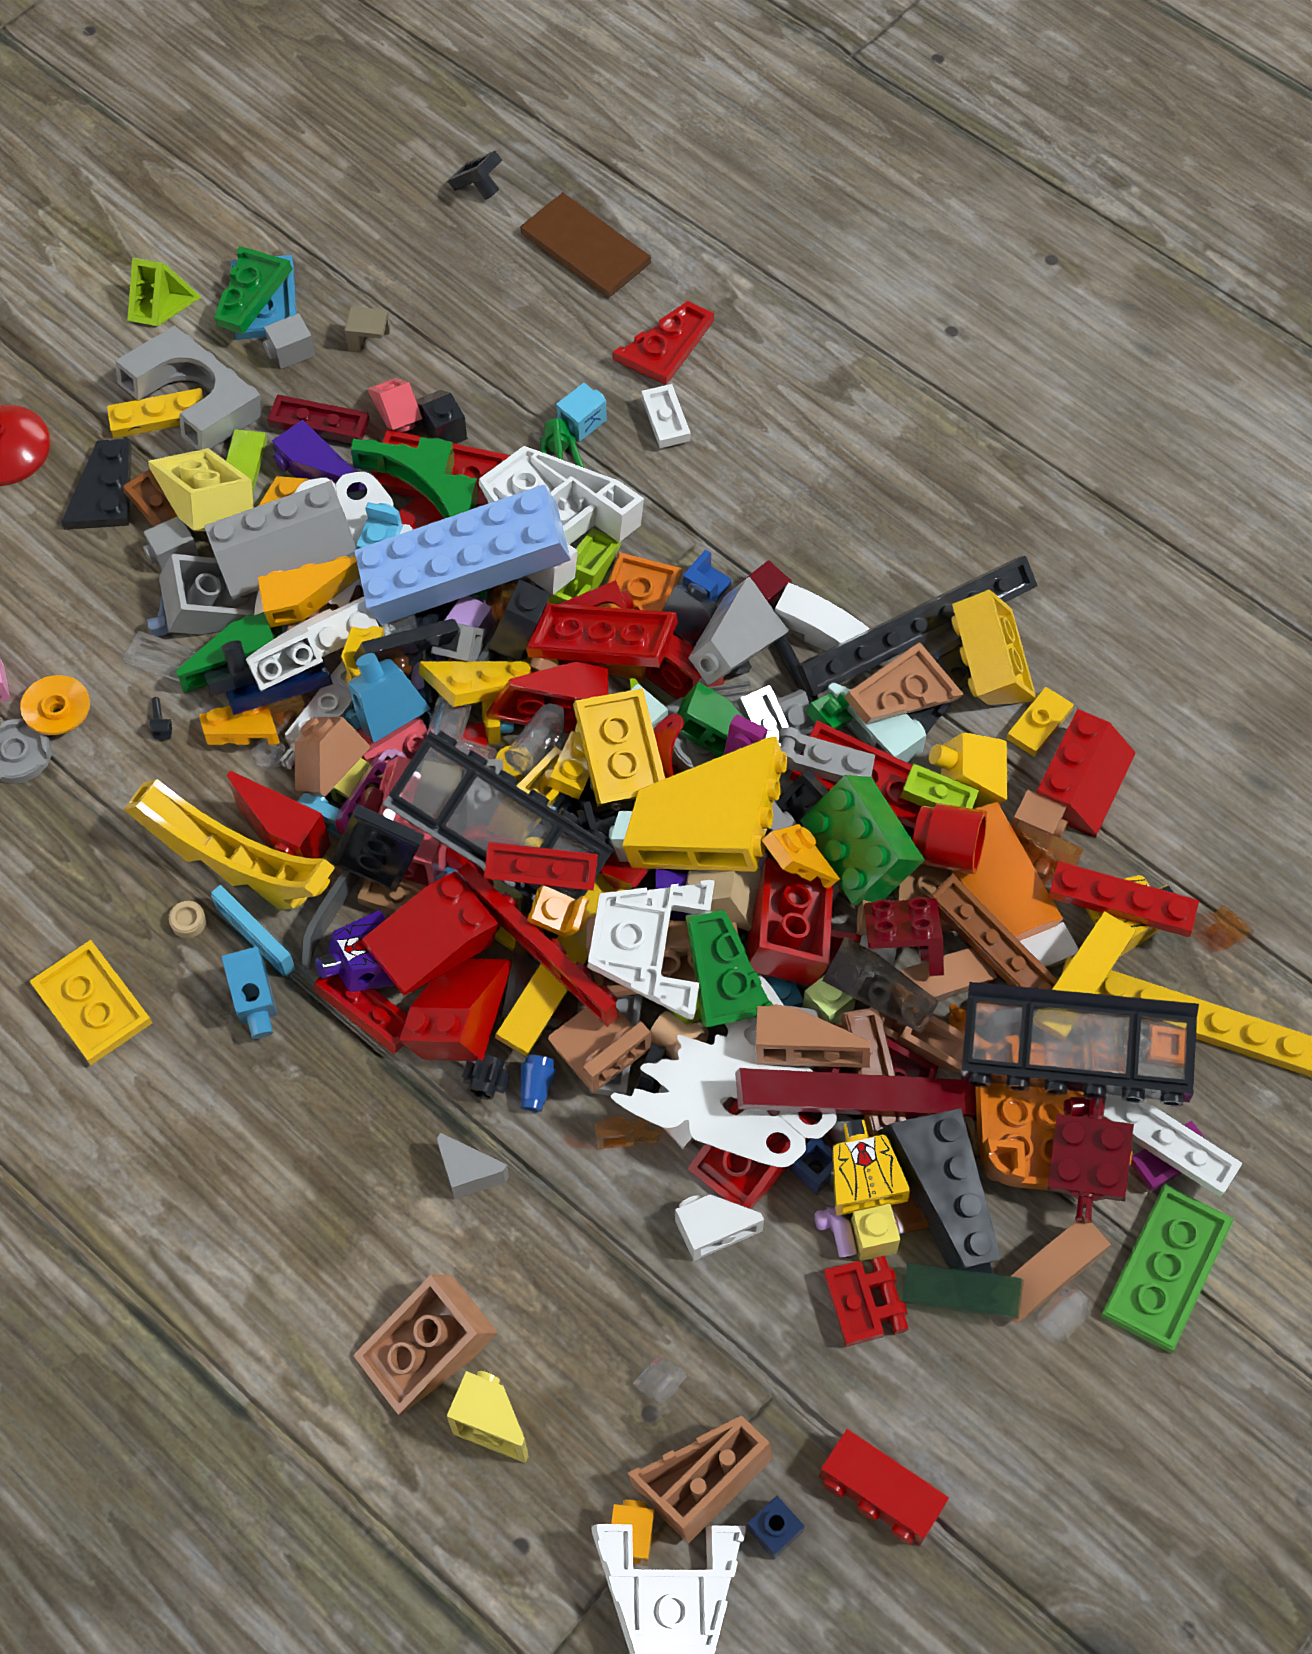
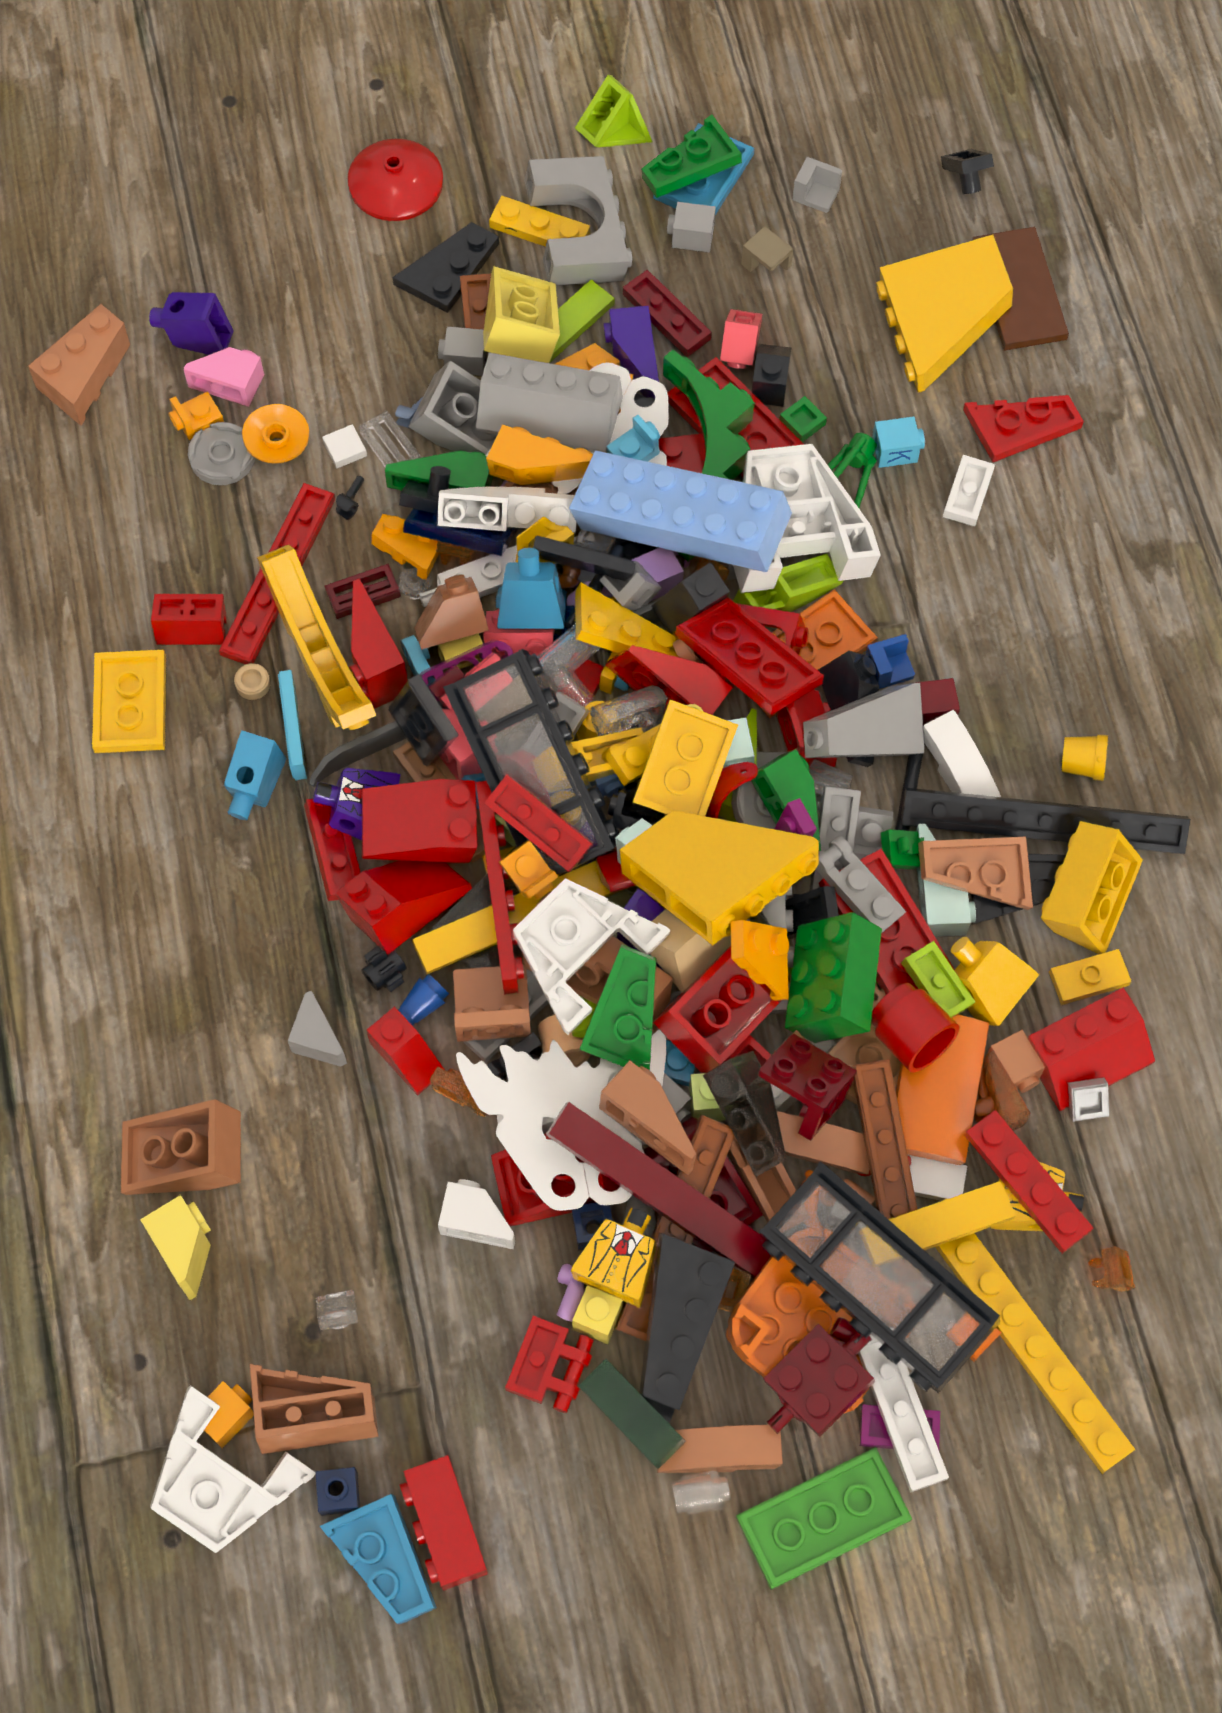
camera: 35 degrees right, 5 degrees up
(94, 901) = (188, 619): none -> red hinge
(122, 681) = (344, 446): none -> white tile
(146, 851) = (259, 608): none -> red tile
(215, 783) = (378, 592): none -> dark red tile
(366, 254) = (817, 184): none -> light grey panel
(495, 435) = (803, 419): none -> green tile
(538, 287) = (943, 304): none -> yellow slope
(553, 1131) = (403, 1050): none -> red slope
(854, 1552) = (383, 1554): none -> dark azure wing
(911, 558) = (1085, 756): none -> yellow piece
(1112, 811) = (1088, 1099): none -> tile

